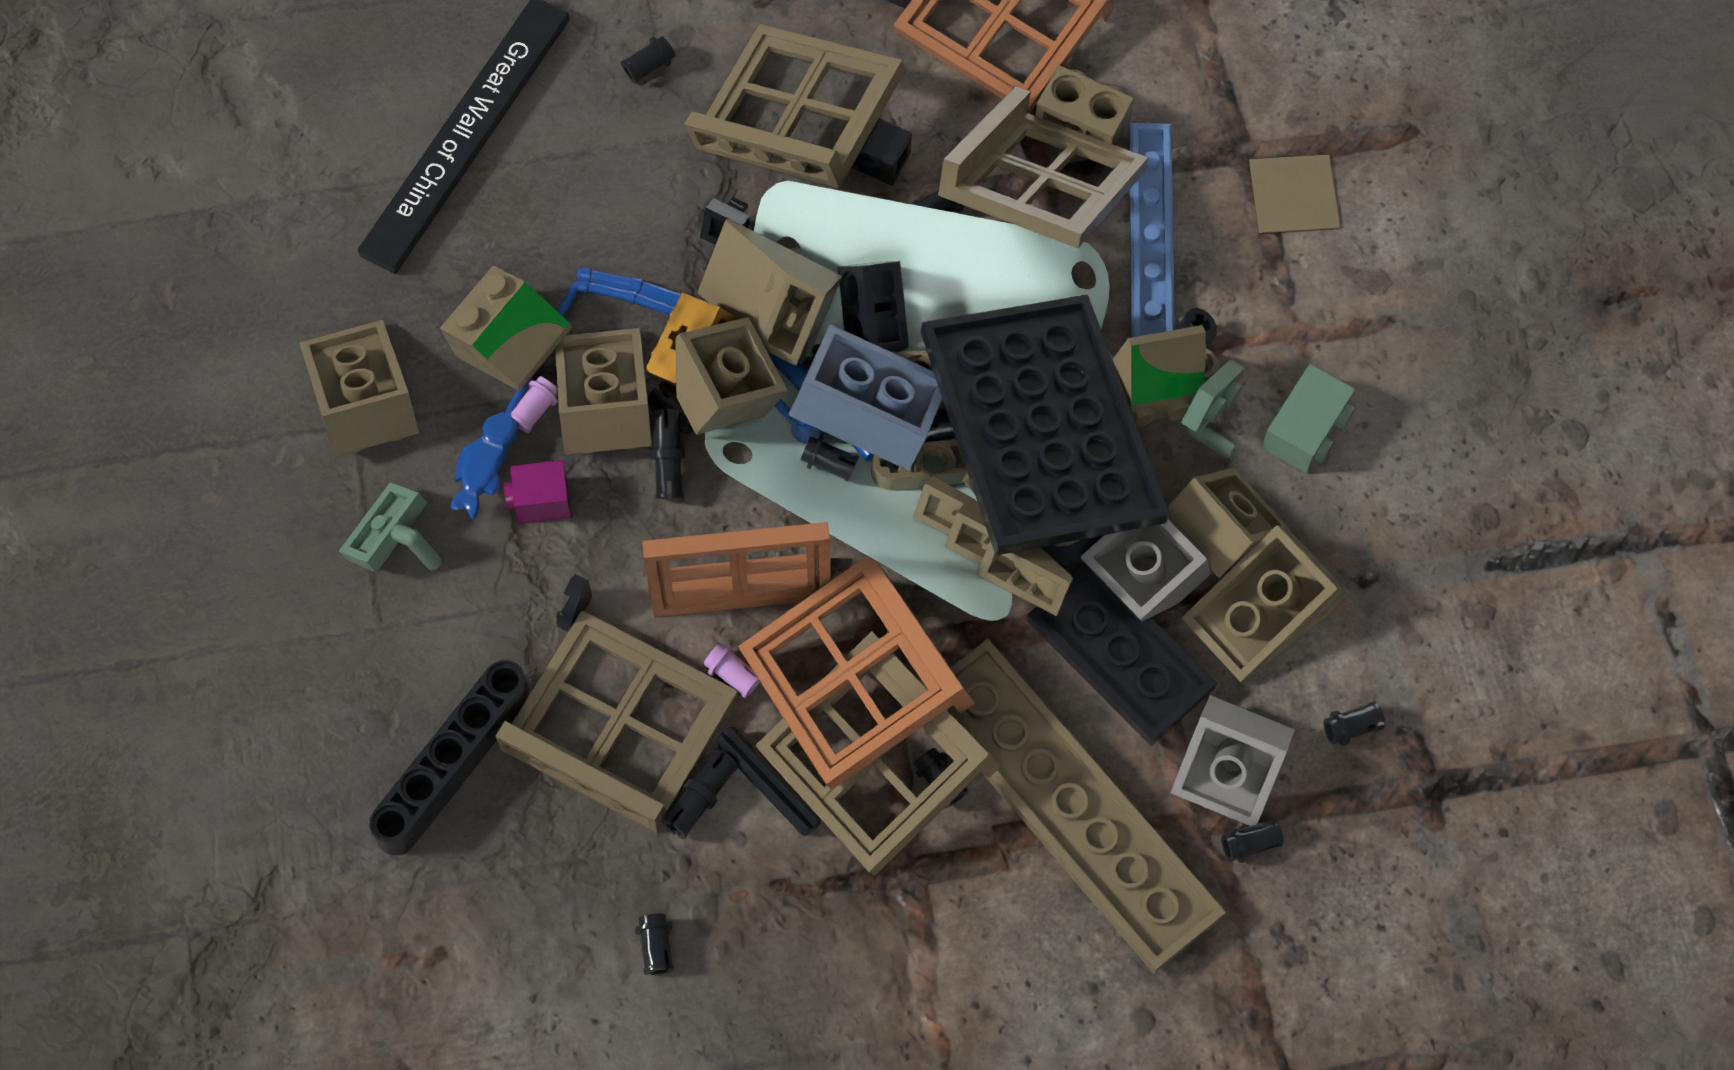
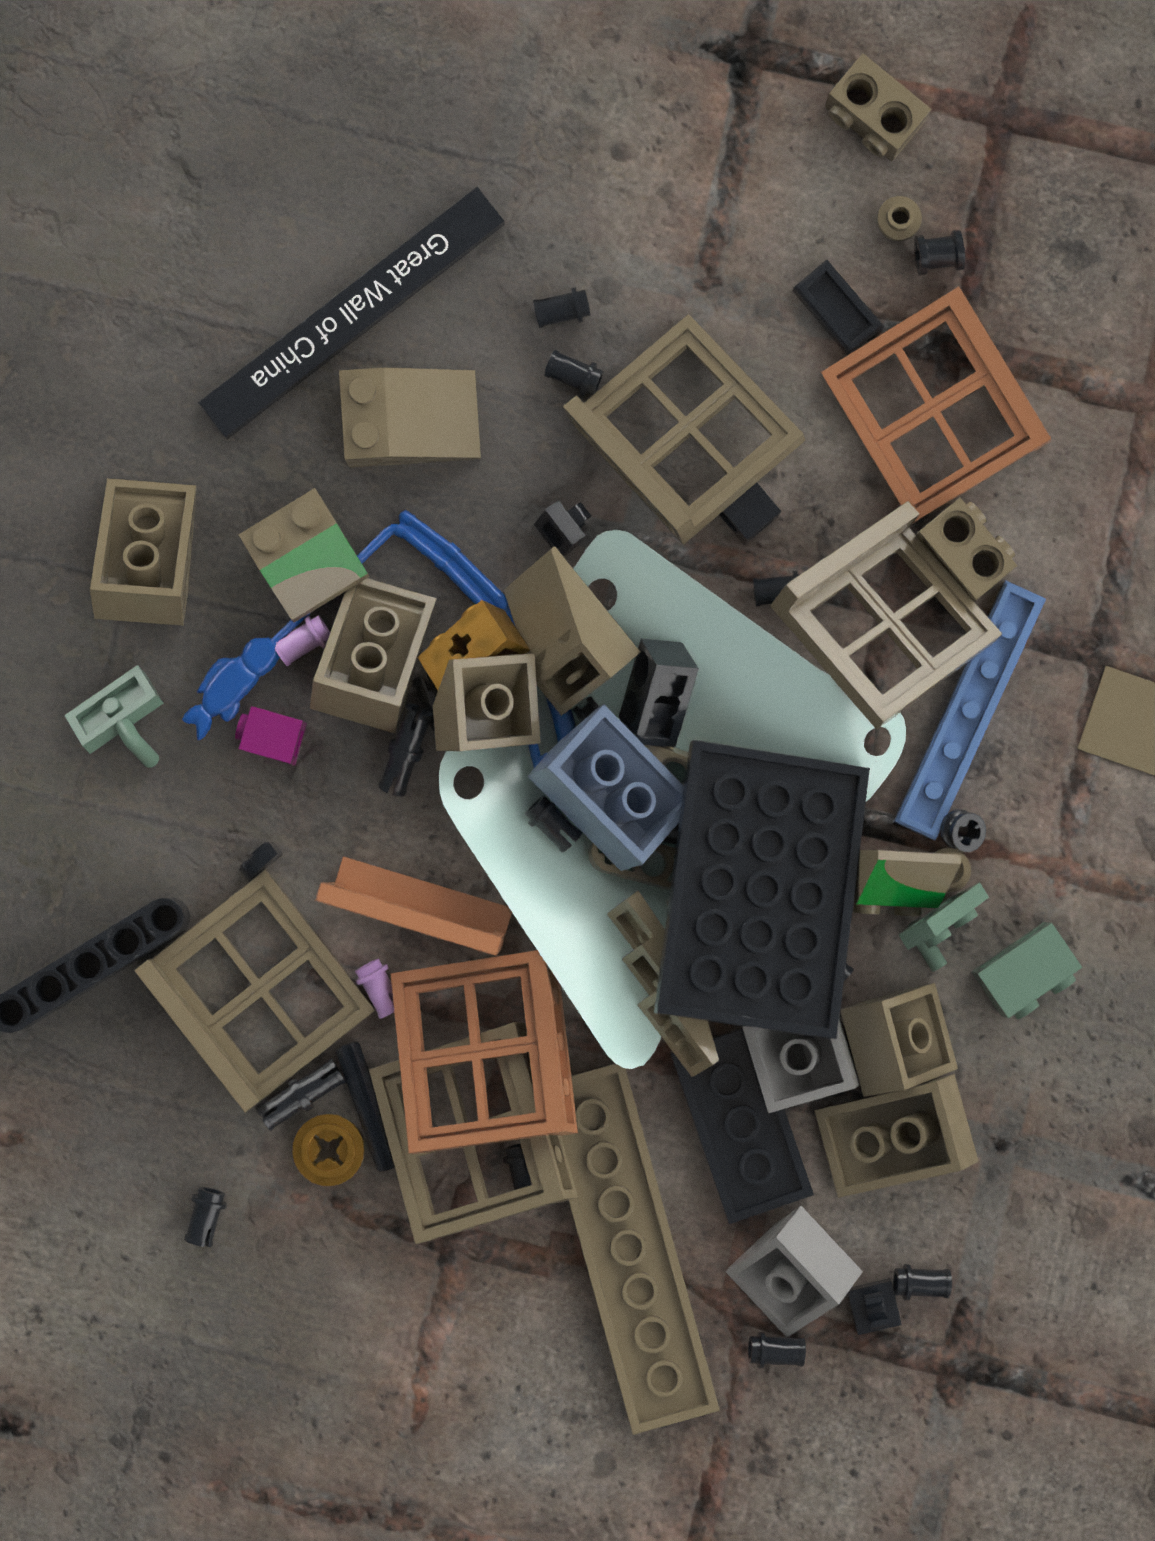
camera: 25 degrees right, 20 degrees up
(549, 190) = (409, 416): none -> dark tan slope
(680, 103) = (574, 373): none -> black pin
(739, 816) = (328, 1171): none -> pearl gold gear
(1321, 765) = (874, 1306): none -> black tile

